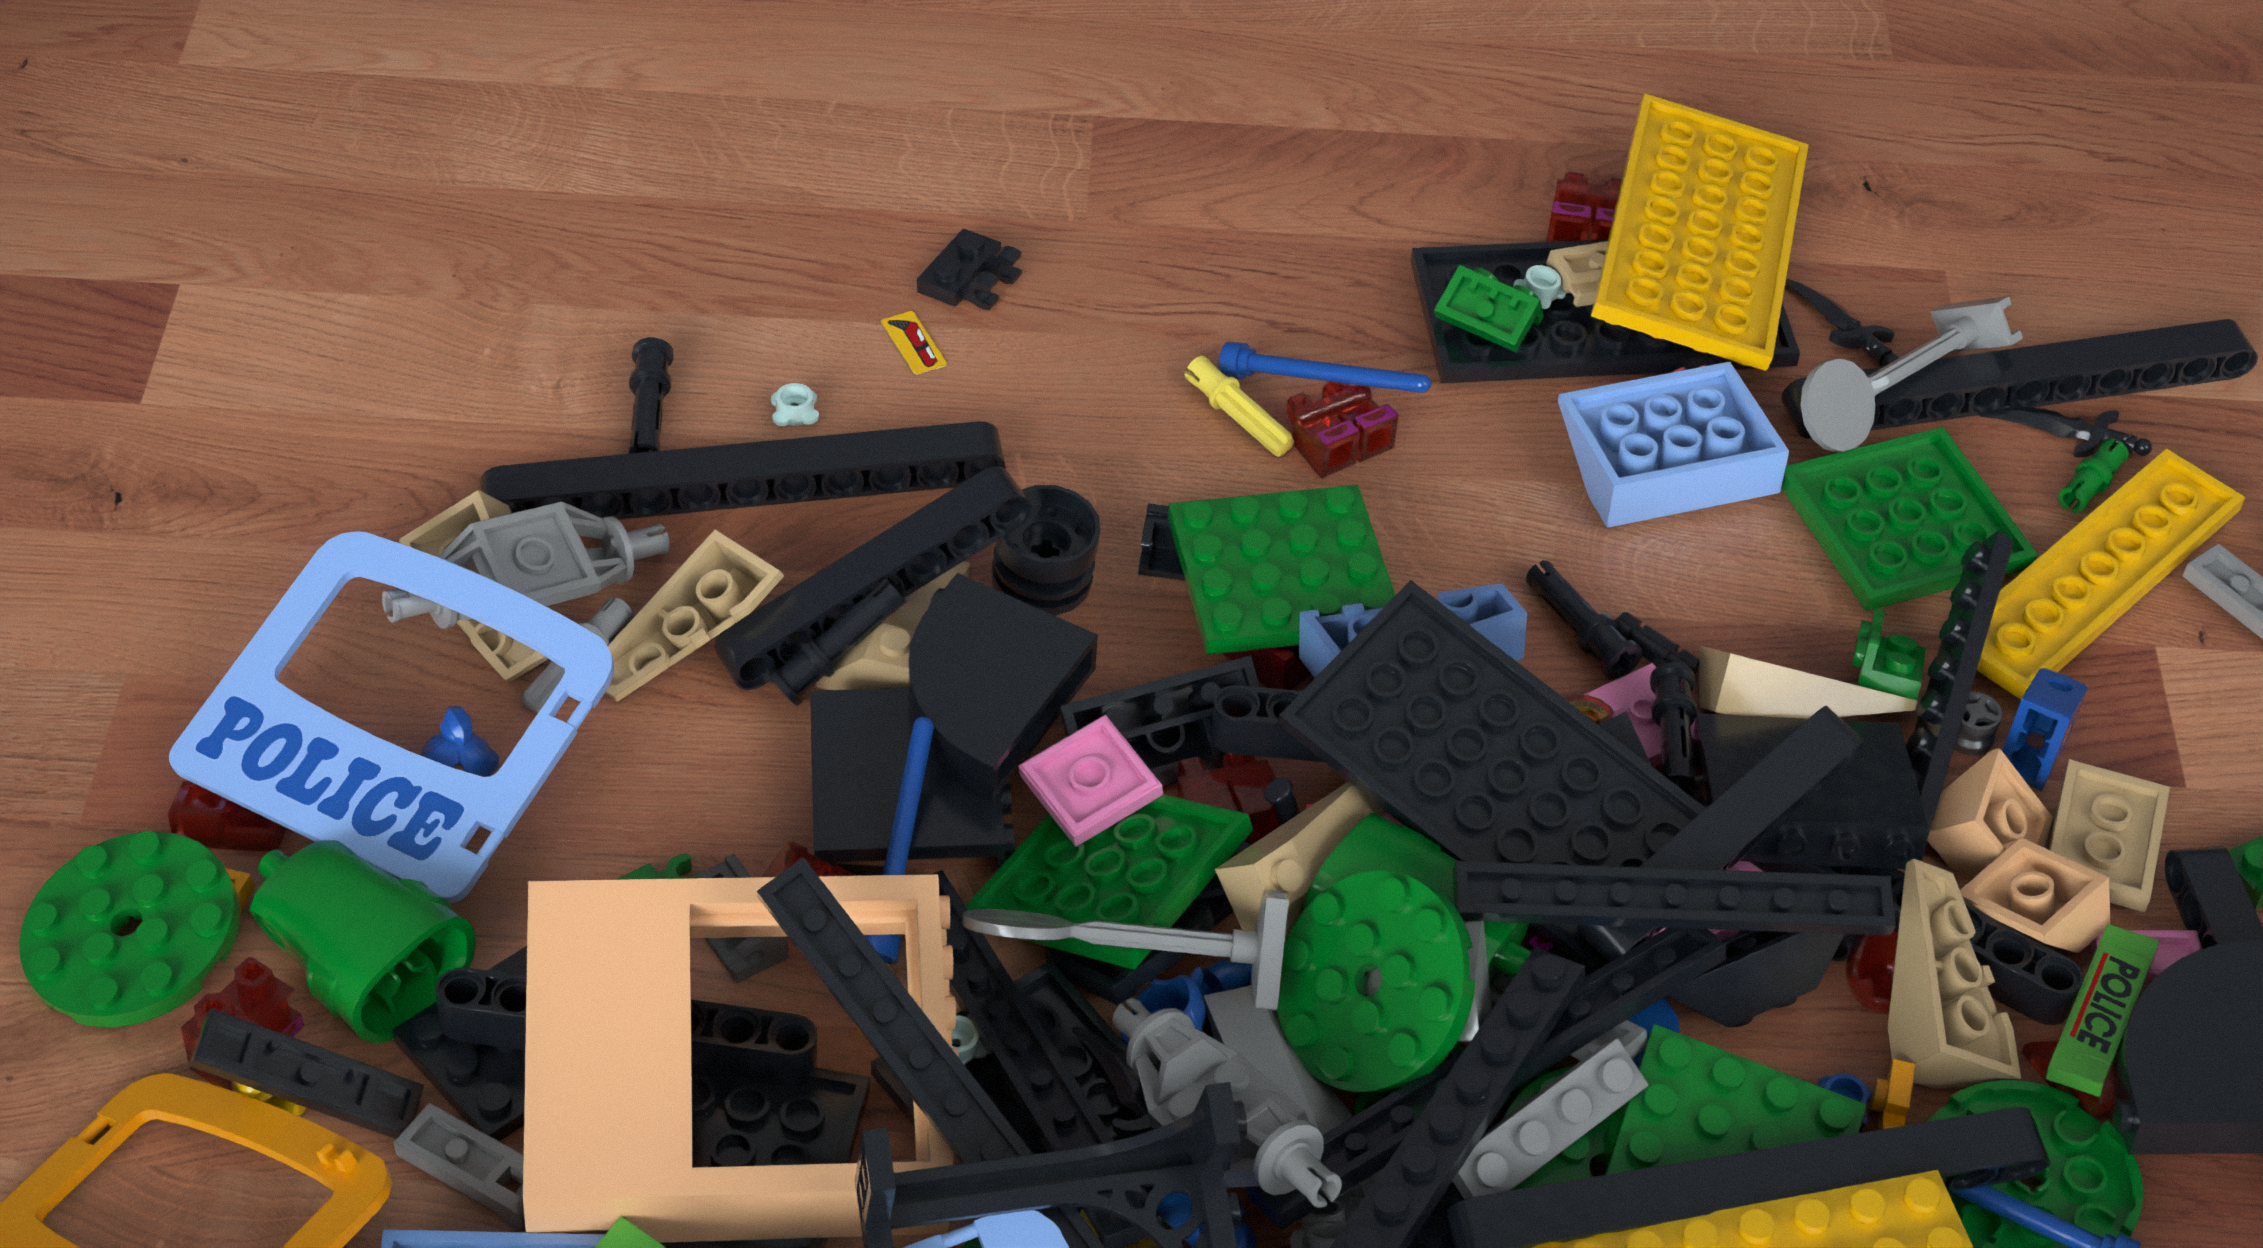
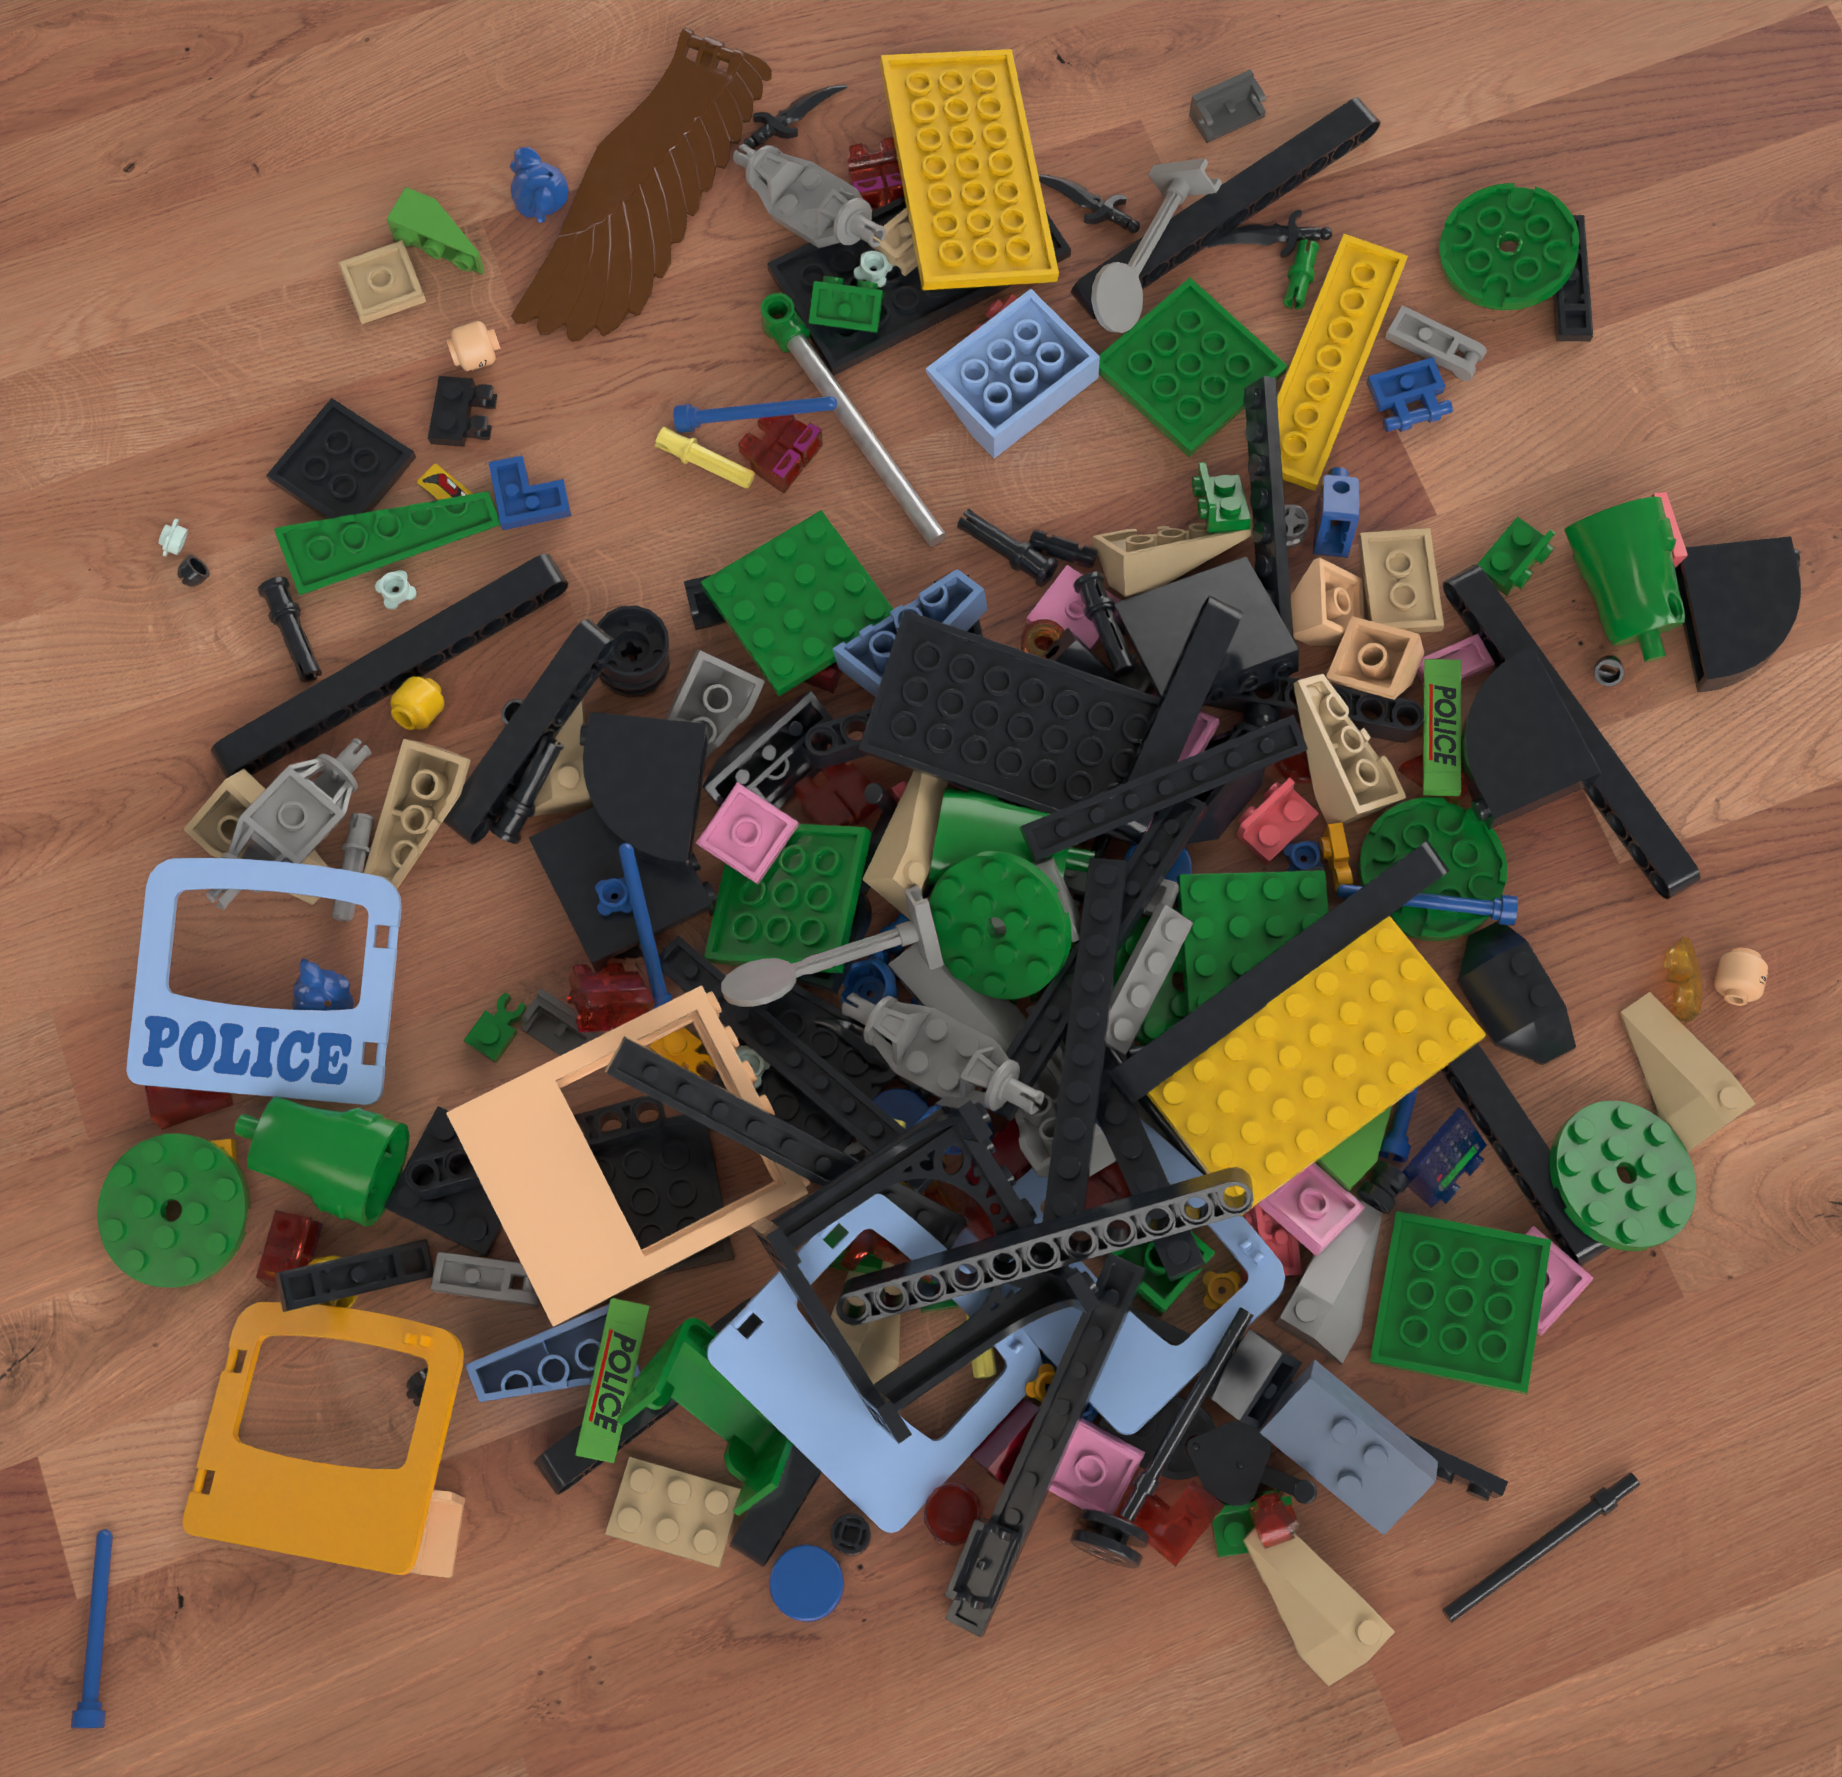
camera: 20 degrees left, 25 degrees up
(566, 271) = (173, 538): none -> light aqua plate
(568, 310) = (192, 571): none -> black hinge
(754, 517) = (417, 703): none -> yellow head
(772, 345) = (359, 543): none -> green wing
(800, 272) = (341, 464): none -> black plate
(880, 783) = (605, 889): none -> blue plate
(946, 127) = (382, 282): none -> tan plate
(994, 374) = (525, 504): none -> blue plate
(1018, 211) = (473, 346): none -> light nougat head
(1028, 94) = (426, 225): none -> bright green slope
(1134, 633) = (714, 695): none -> light grey wedge
(1175, 98) = (537, 185): none -> blue hair
(1299, 144) = (642, 190): none -> reddish brown animal
(1408, 326) = (792, 336): none -> flat silver piece
(1489, 200) = (808, 198): none -> light grey plate
(1497, 139) = (795, 112): none -> black piece
(1821, 1037) = (1275, 821): none -> coral bracket
(2061, 284) = (1227, 106): none -> dark grey hinge
(2196, 630) = (1406, 385): none -> blue plate

